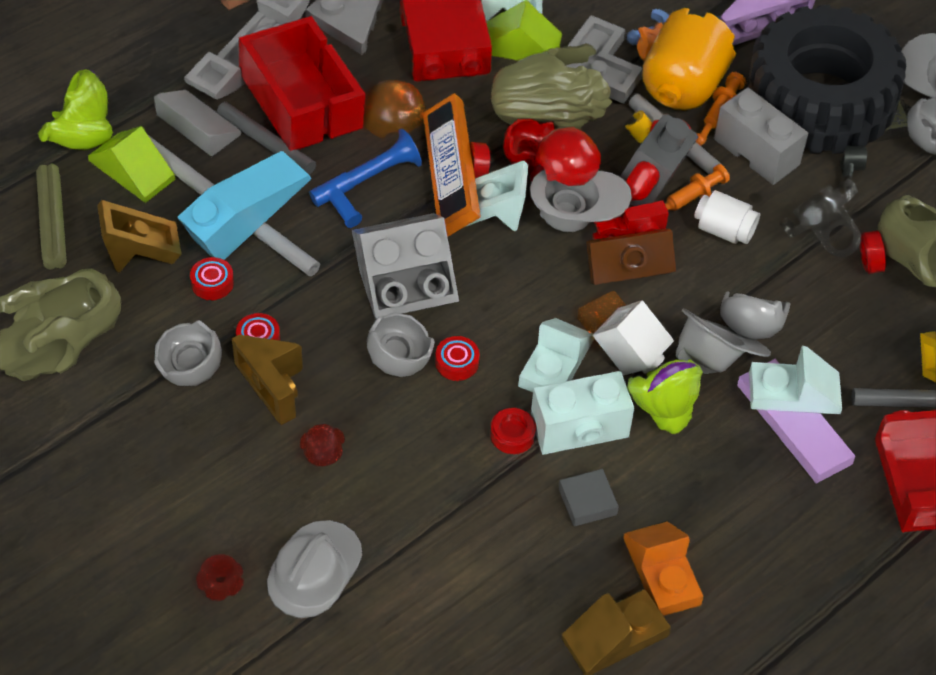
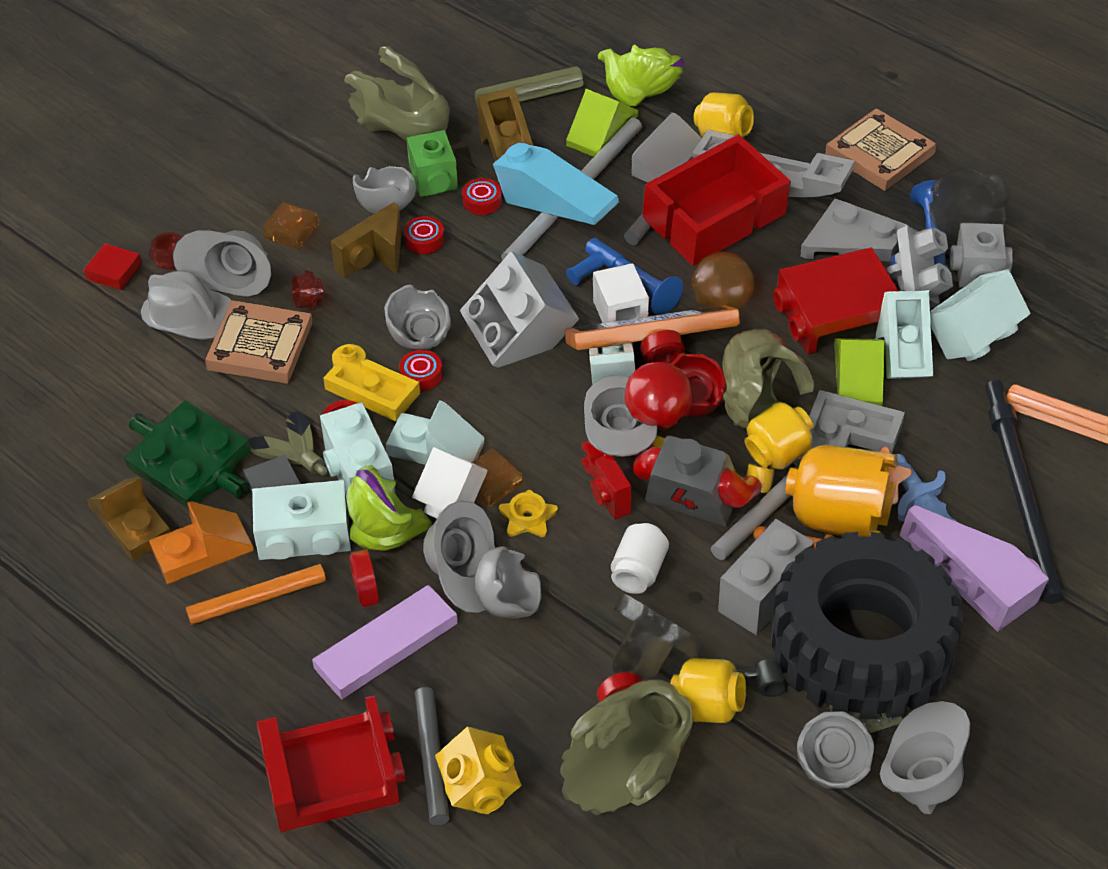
camera: 85 degrees right, 5 degrees down
(156, 307) = (432, 163): none -> bright green brick
(167, 63) = (724, 114): none -> yellow head
(205, 456) = (290, 225): none -> clear orange plate
(225, 640) = (113, 266): none -> red tile
(271, 504) = (224, 261): none -> light grey piece
(385, 497) = (259, 342): none -> tile
(404, 182) = (619, 294): none -> white brick
(471, 400) = (370, 383): none -> yellow hinge
(539, 572) = (188, 454): none -> dark green plate
(542, 473) = (298, 449): none -> olive piece
(629, 88) = (779, 436): none -> yellow head
(631, 256) = (566, 481): reddish brown plate -> none
(654, 469) = (301, 520): none -> light aqua brick
(658, 289) = (527, 503): none -> yellow plate
(697, 188) = (683, 534): orange piece -> none
(724, 424) = (363, 578): none -> red tile
(730, 523) = (255, 594): none -> orange bar
(802, 387) = (412, 627): light aqua slope -> none
(877, 187) = (711, 688): none -> yellow head

